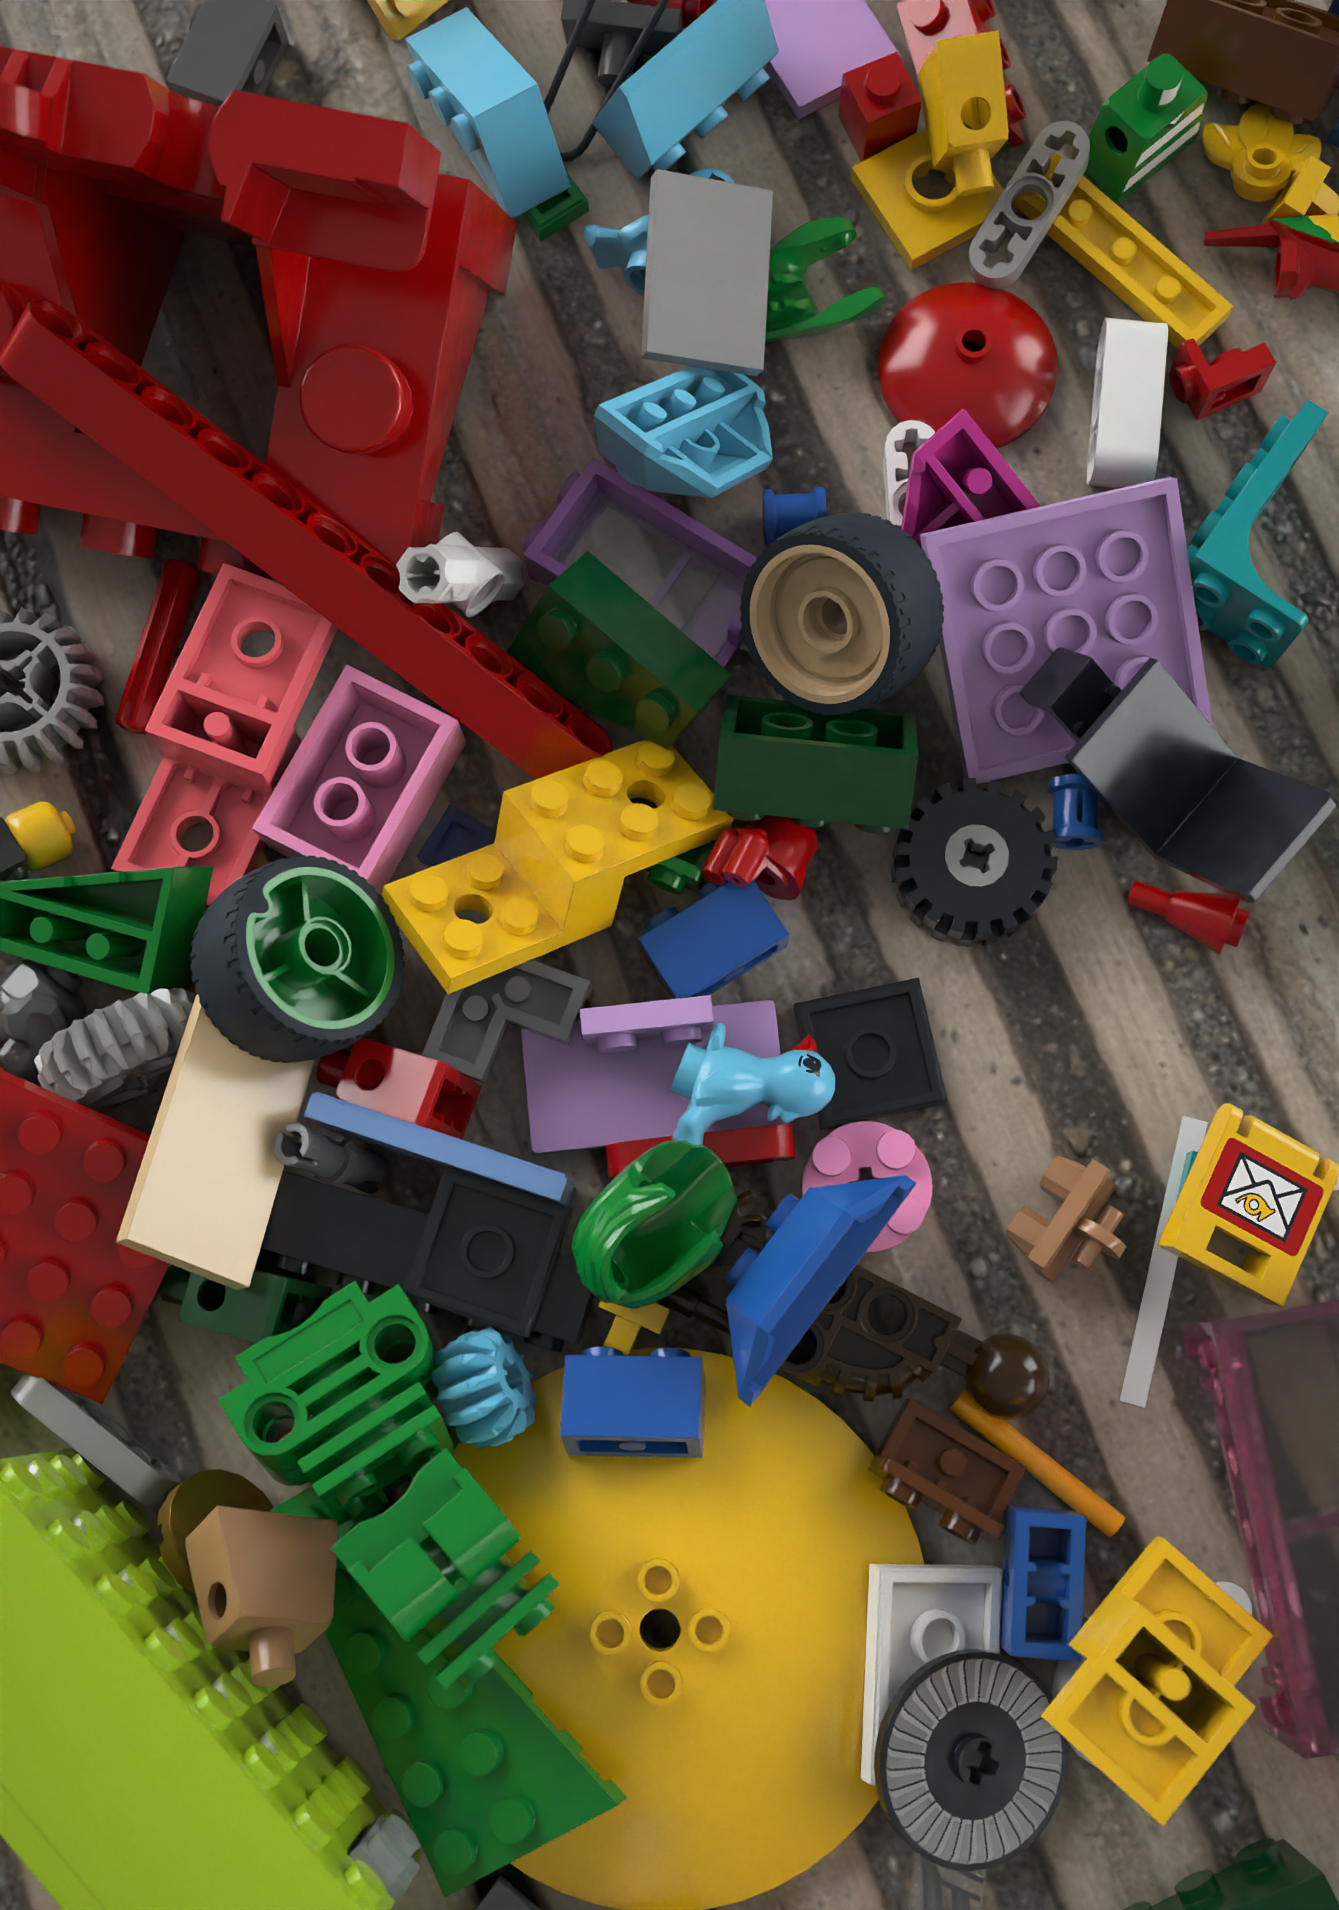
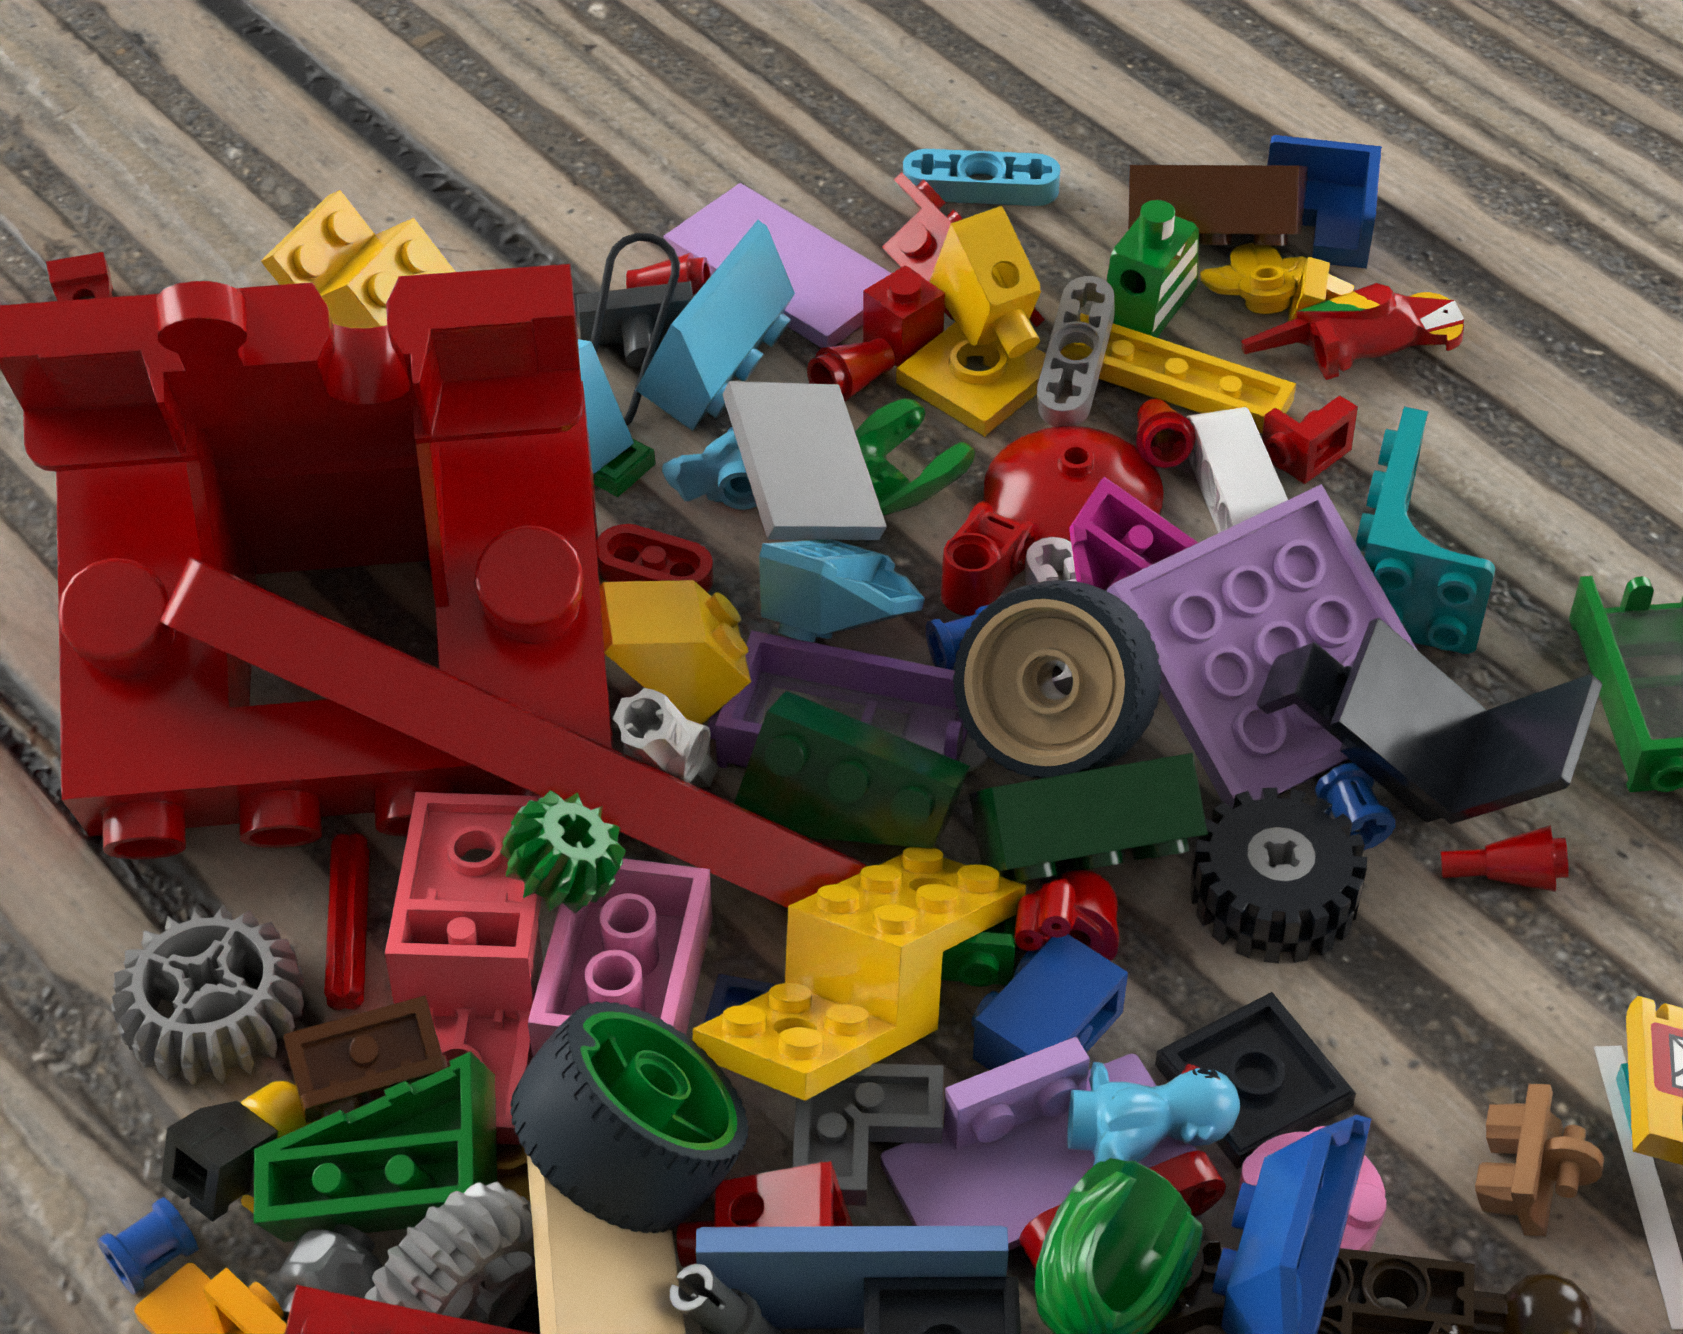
camera: 25 degrees left, 30 degrees down
(112, 820) = (361, 1056): none -> reddish brown bracket
(303, 660) = (562, 851): none -> green gear
(509, 455) = (676, 642): none -> yellow slope
(545, 340) = (644, 554): none -> red plate
(805, 154) = (851, 365): none -> red cone
(855, 417) = (983, 558): none -> red piece
(1076, 329) = (1163, 434): none -> red cone

